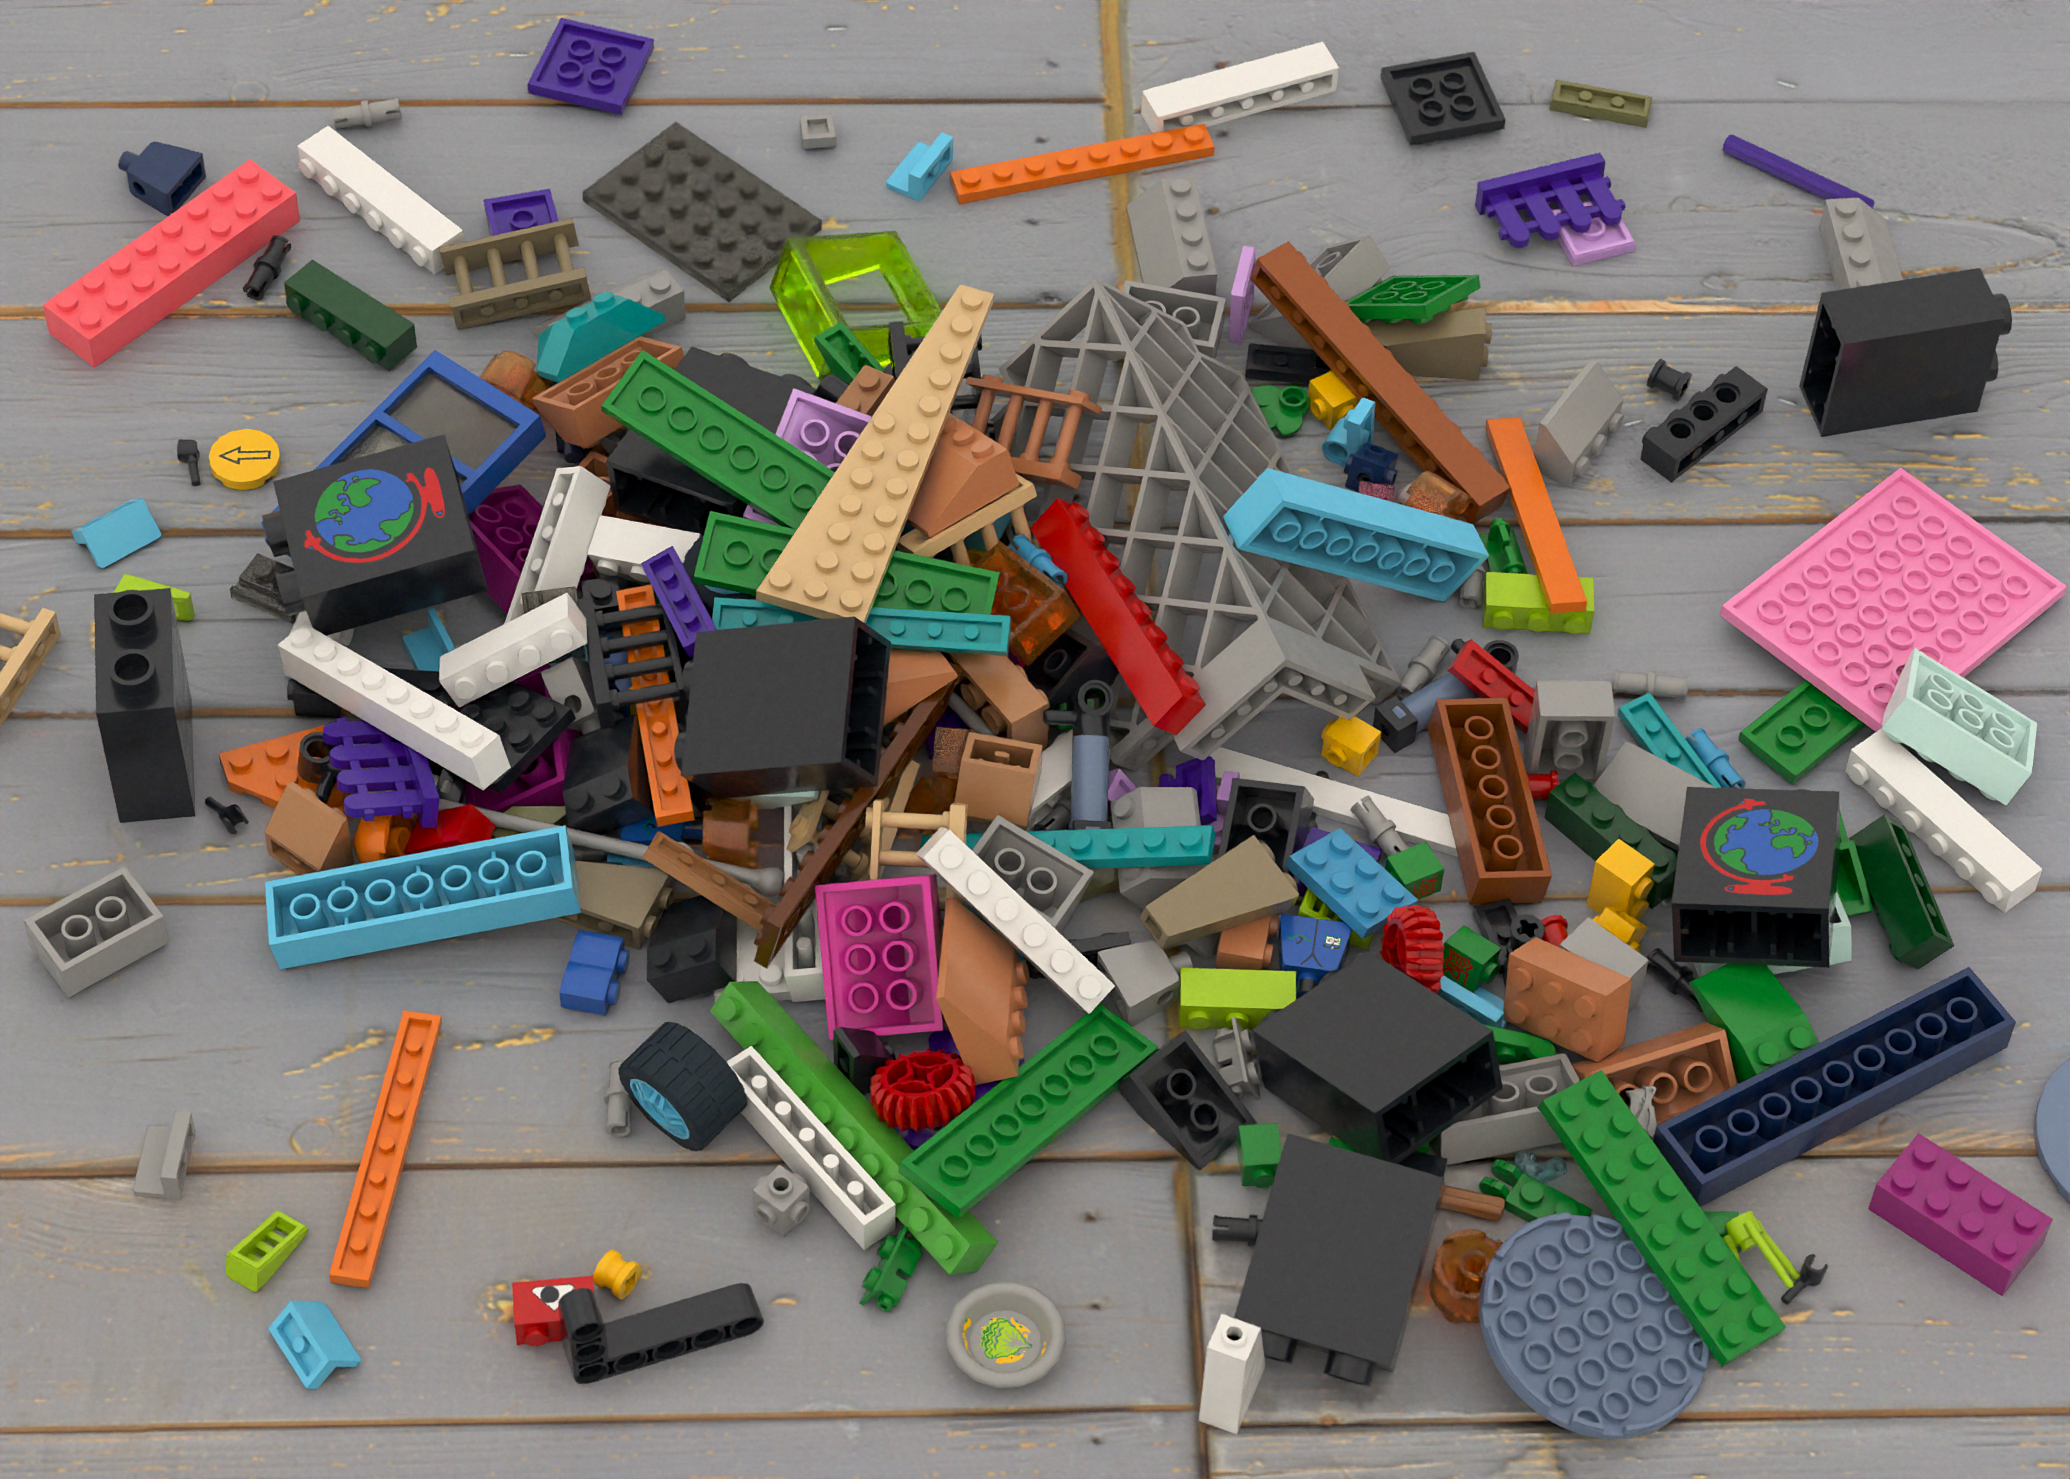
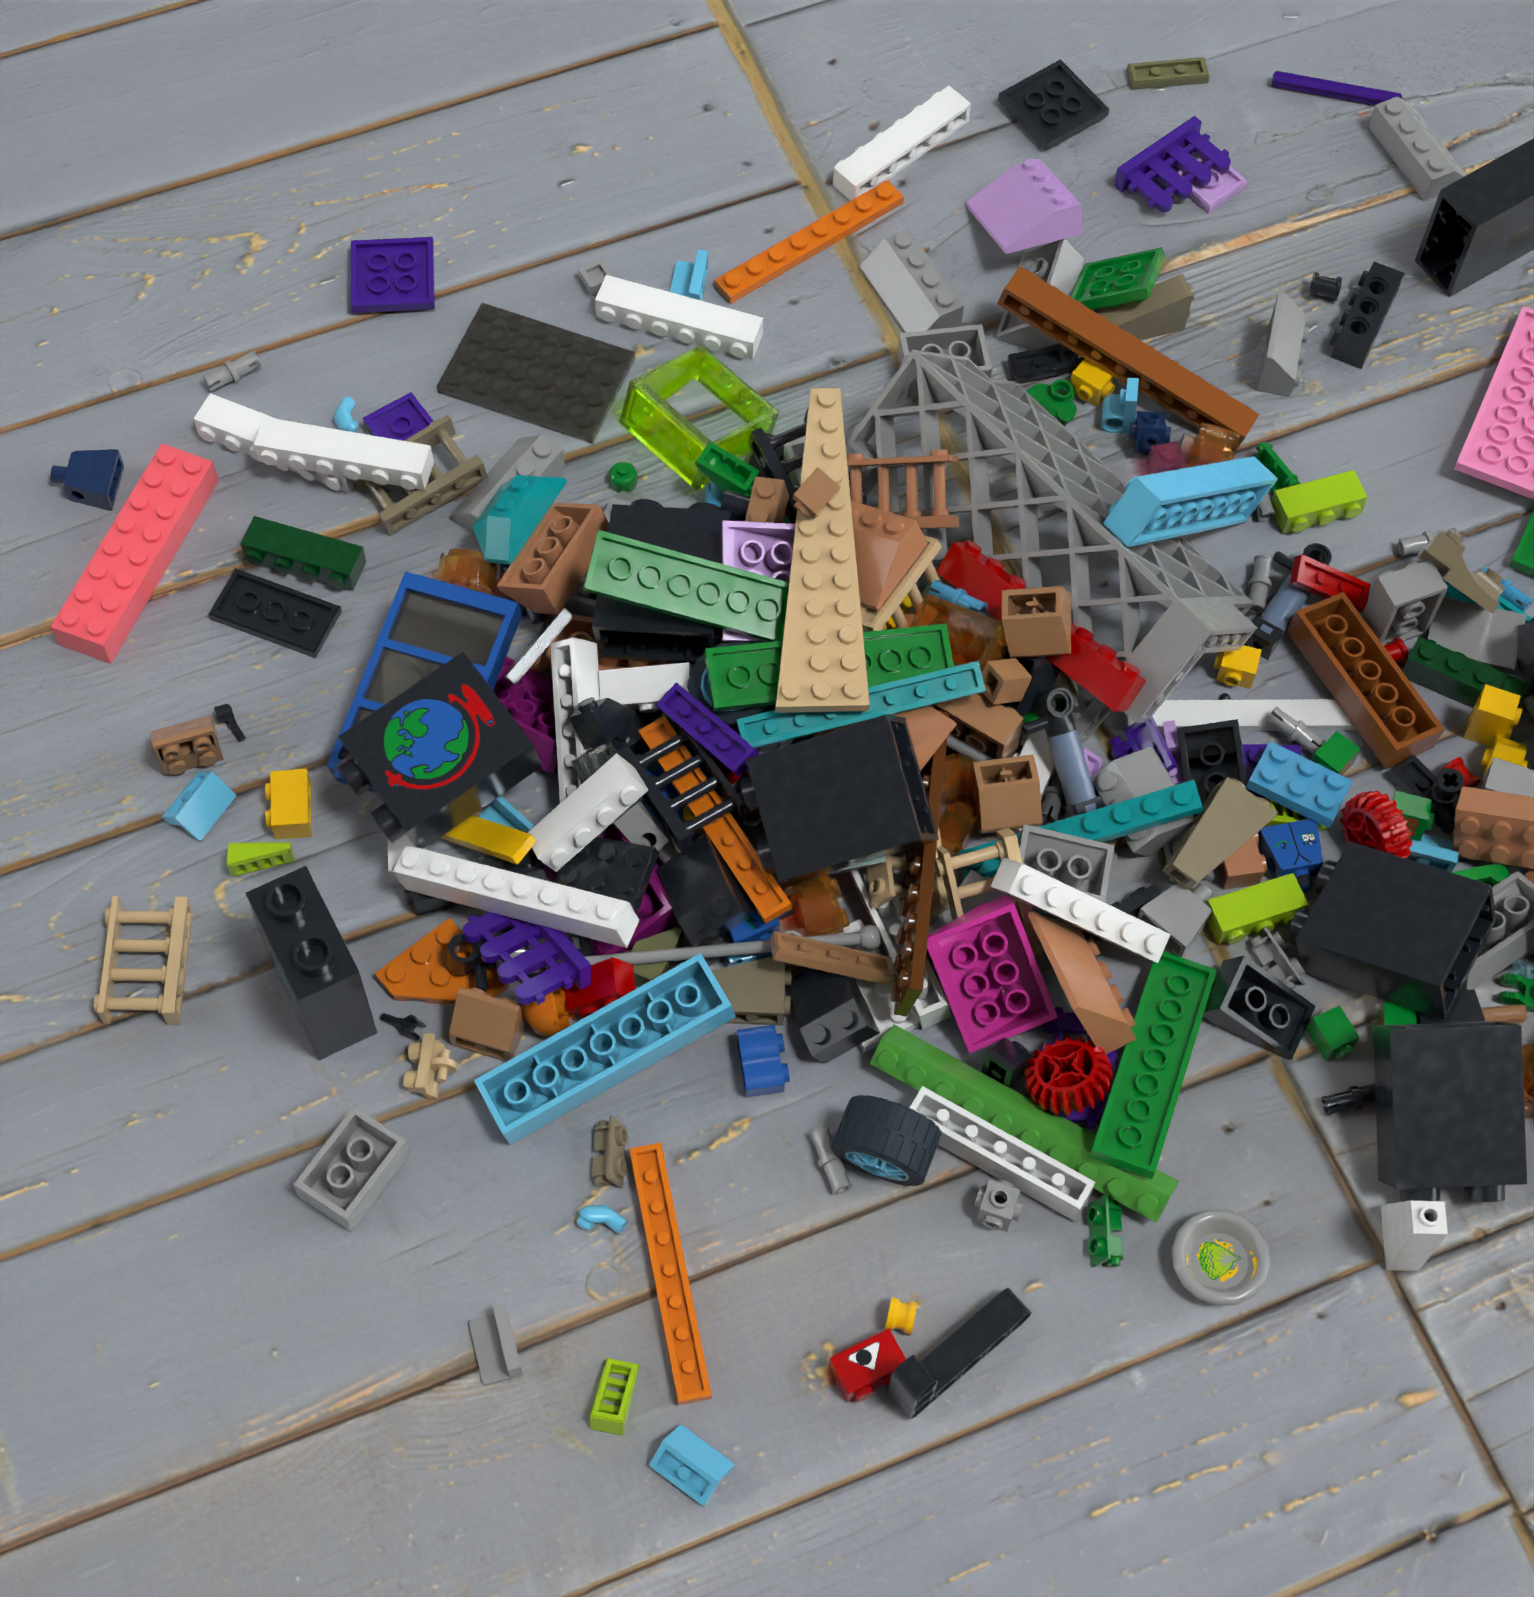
camera: 20 degrees left, 10 degrees up
(130, 467) = (187, 745): none -> medium nougat slope
(212, 559) = (290, 804): none -> yellow brick
(233, 860) = (432, 1068): none -> tan hips
(244, 459) = (273, 705): yellow tile -> none
(260, 588) = (346, 812): clear smoke plate -> none
(267, 267) = (214, 531): black pin -> none
(293, 369) = (275, 613): none -> black tile
(342, 1067) = (601, 1214): none -> medium azure arm
(388, 1001) = (610, 1138): none -> dark tan hinge
(400, 649) = (491, 839): none -> yellow tile
(438, 223) = (344, 453): none -> white brick
(464, 193) = (343, 415): none -> medium azure arm
(538, 474) = (534, 649): none -> tile
(574, 562) = (600, 721): none -> black slope
(744, 342) = (623, 477): none -> green piece
(889, 198) = (679, 317): none -> white brick
(903, 385) = (815, 493): none -> medium nougat brick
(1041, 655) = (1005, 681): none -> medium nougat brick
(1102, 598) = (1037, 621): none -> medium nougat slope
(1242, 295) = (989, 314): lavender tile -> none
(1344, 193) = (1027, 208): none -> lavender slope
(1536, 516) = (1288, 431): orange tile -> none
(1637, 703) = (1447, 556): none -> dark tan slope

